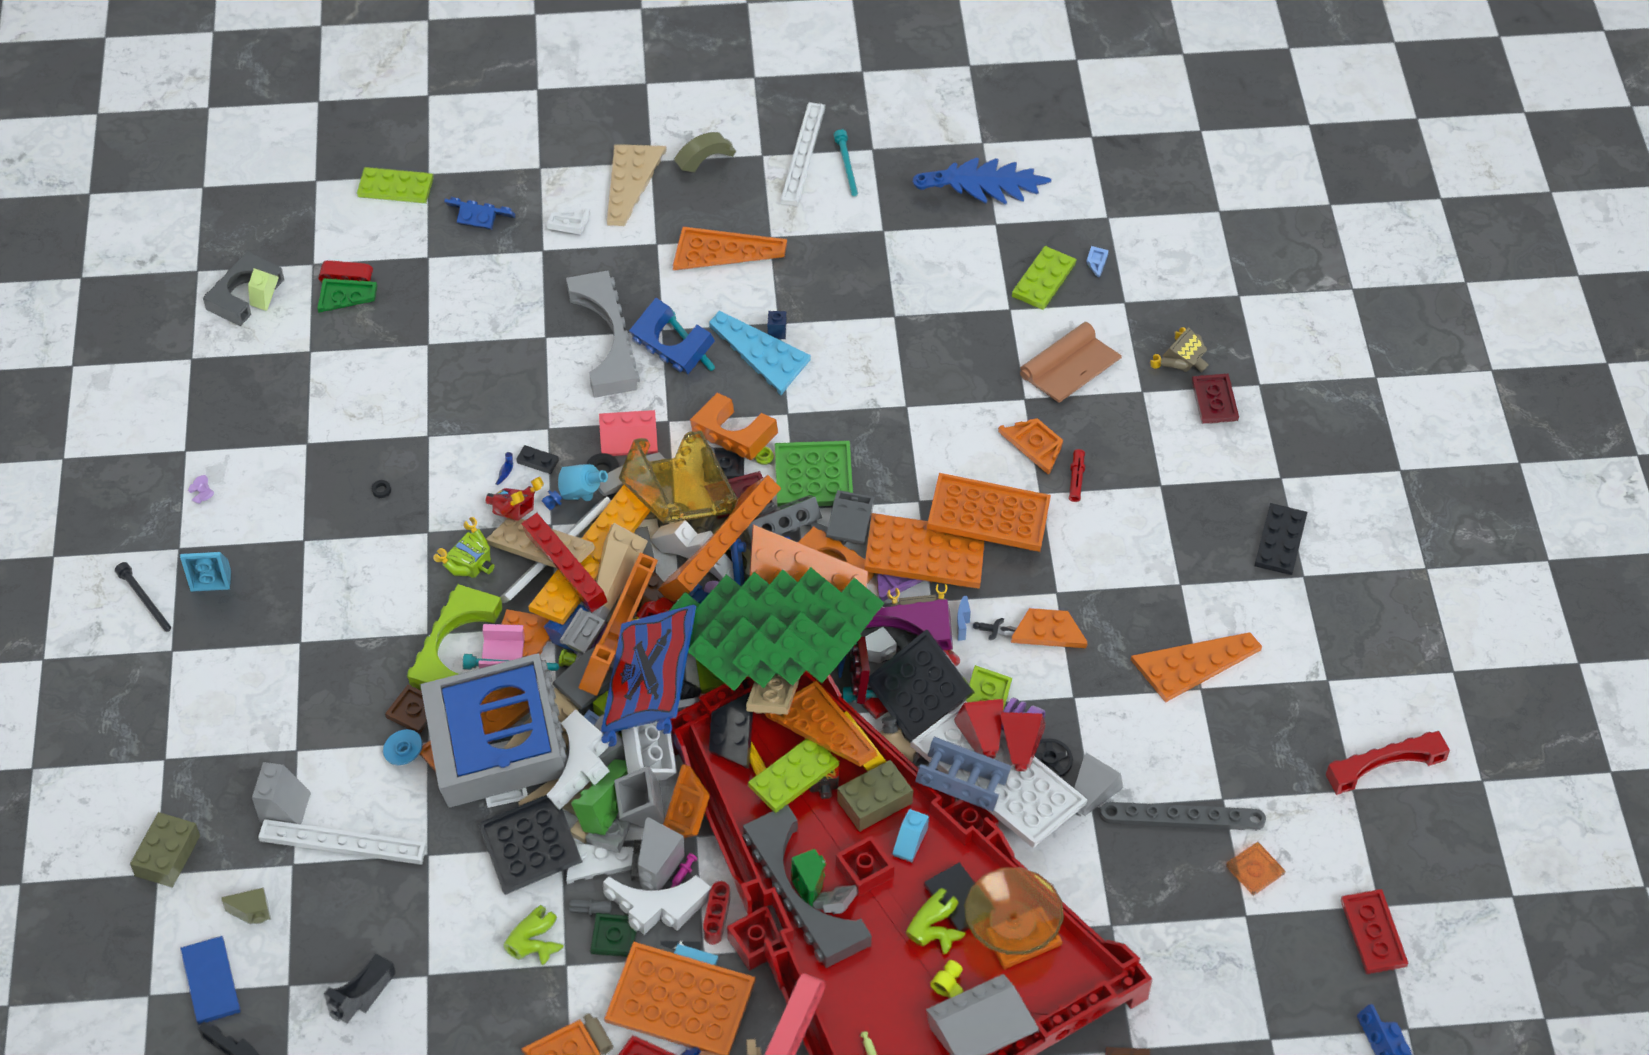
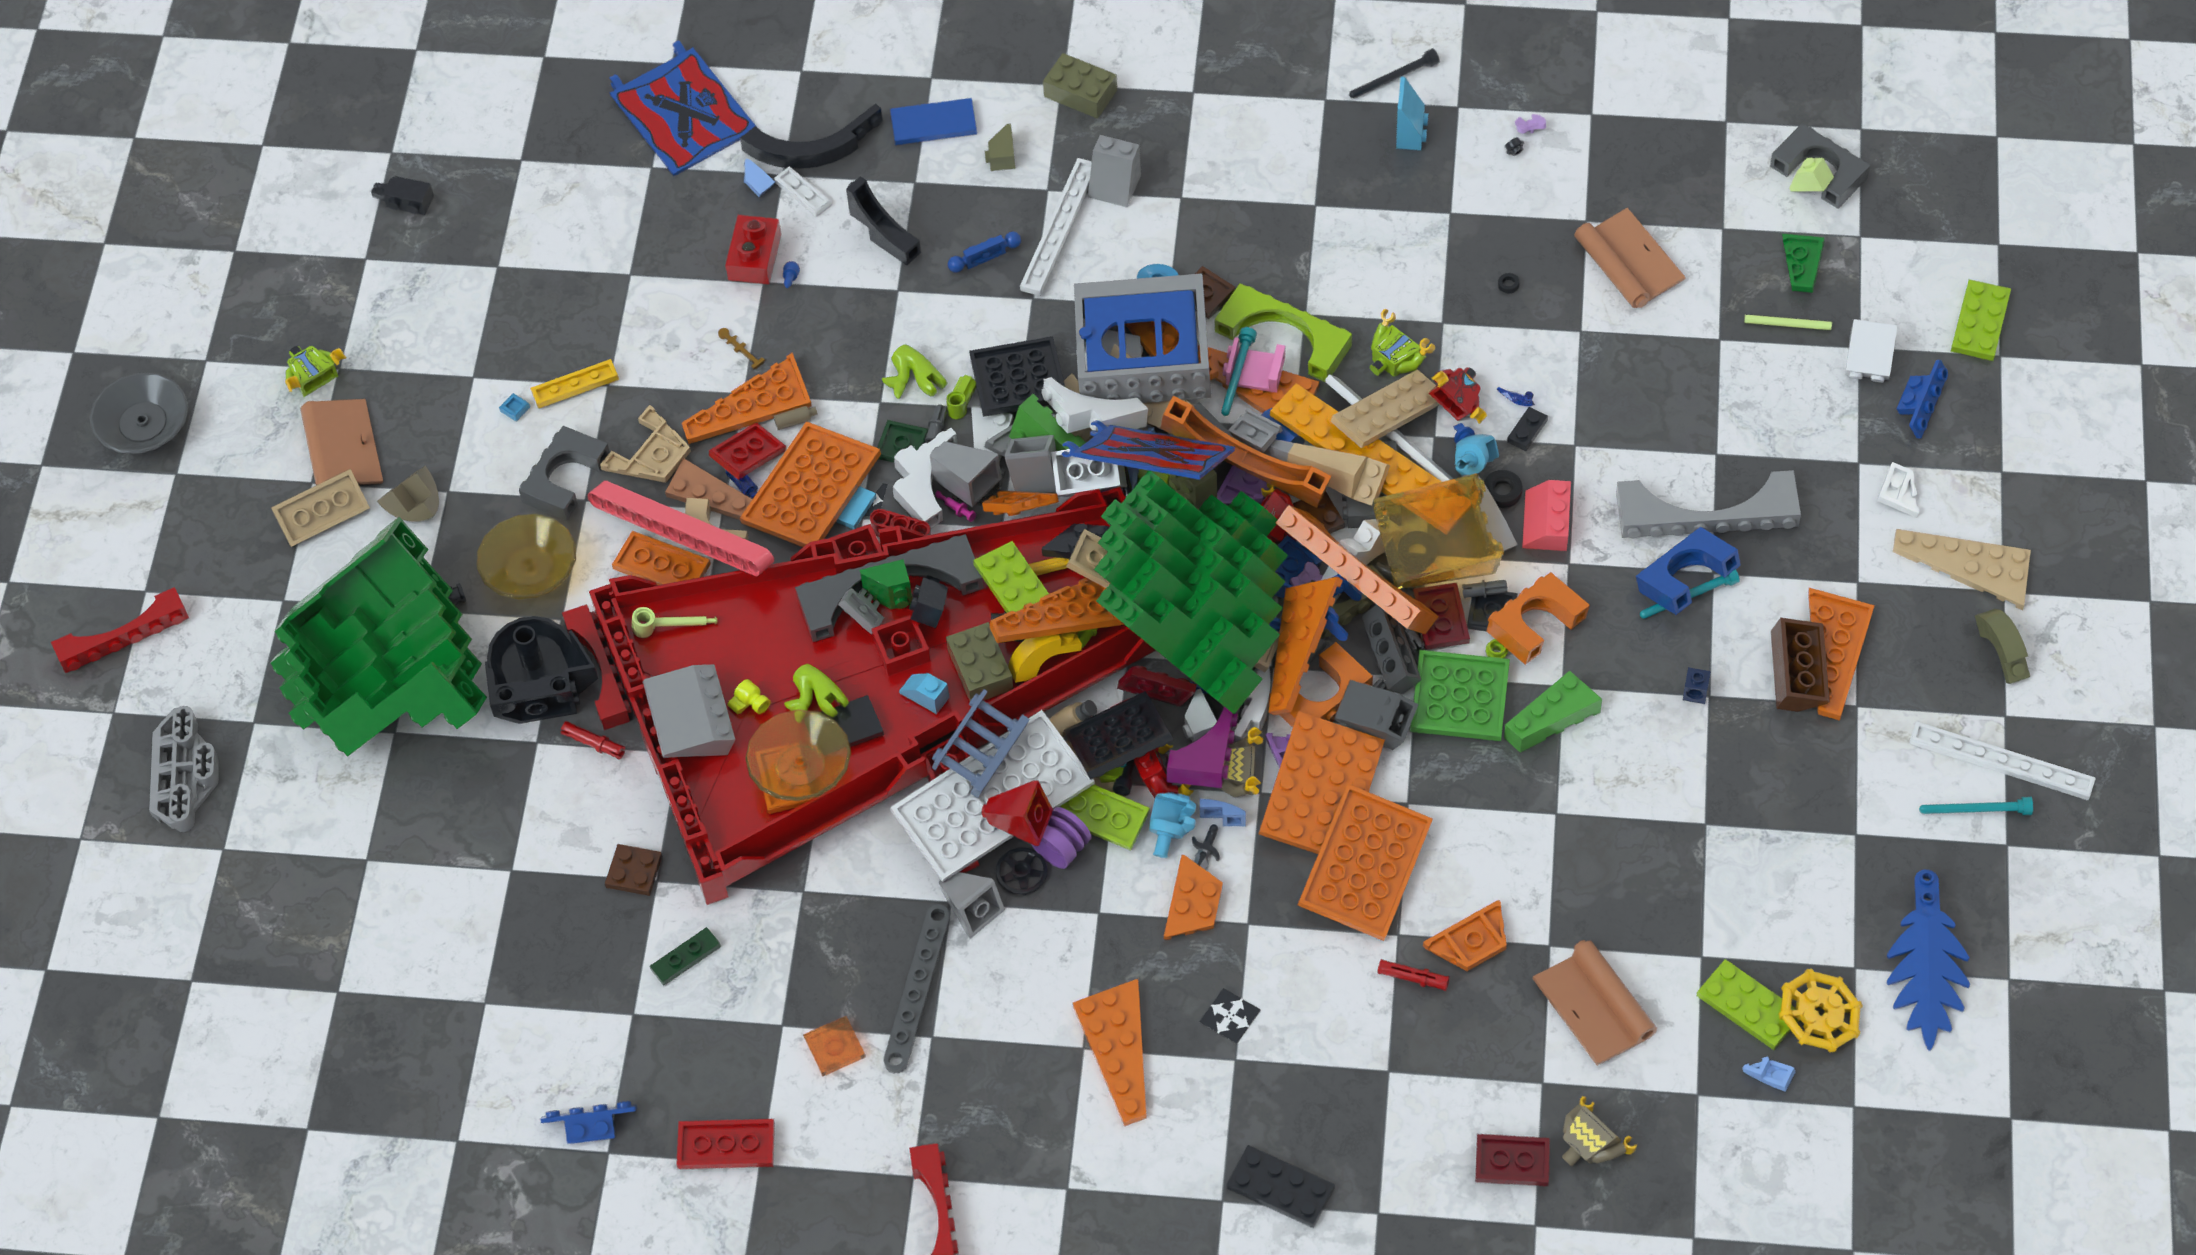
camera: 105 degrees right, 5 degrees up
(228, 497) = (1514, 146): none -> black plate
(345, 271) = (1833, 262): red beam -> none
(349, 406) = (1620, 252): none -> nougat door
(384, 907) = (984, 252): none -> blue plate
(408, 301) = (1788, 322): none -> yellowish green piece
(437, 242) = (1870, 350): none -> white slope
(549, 543) = (1299, 430): red arch -> none
(556, 889) = (960, 397): none -> lime piece
(748, 264) = (1799, 665): none -> reddish brown slope
(765, 354) = (1657, 674): medium azure wing -> none
(819, 410) = (1558, 707): none -> bright green wedge
(827, 840) = (928, 601): none -> black hinge
(981, 725) = (1049, 769): red slope -> none
(983, 651) = (1171, 820): none -> medium azure piece
(1042, 233) = (1829, 1002): none -> yellow plate
(1143, 593) = (1230, 1015): none -> black sticker
(1204, 1005) = (685, 956): none -> dark green plate

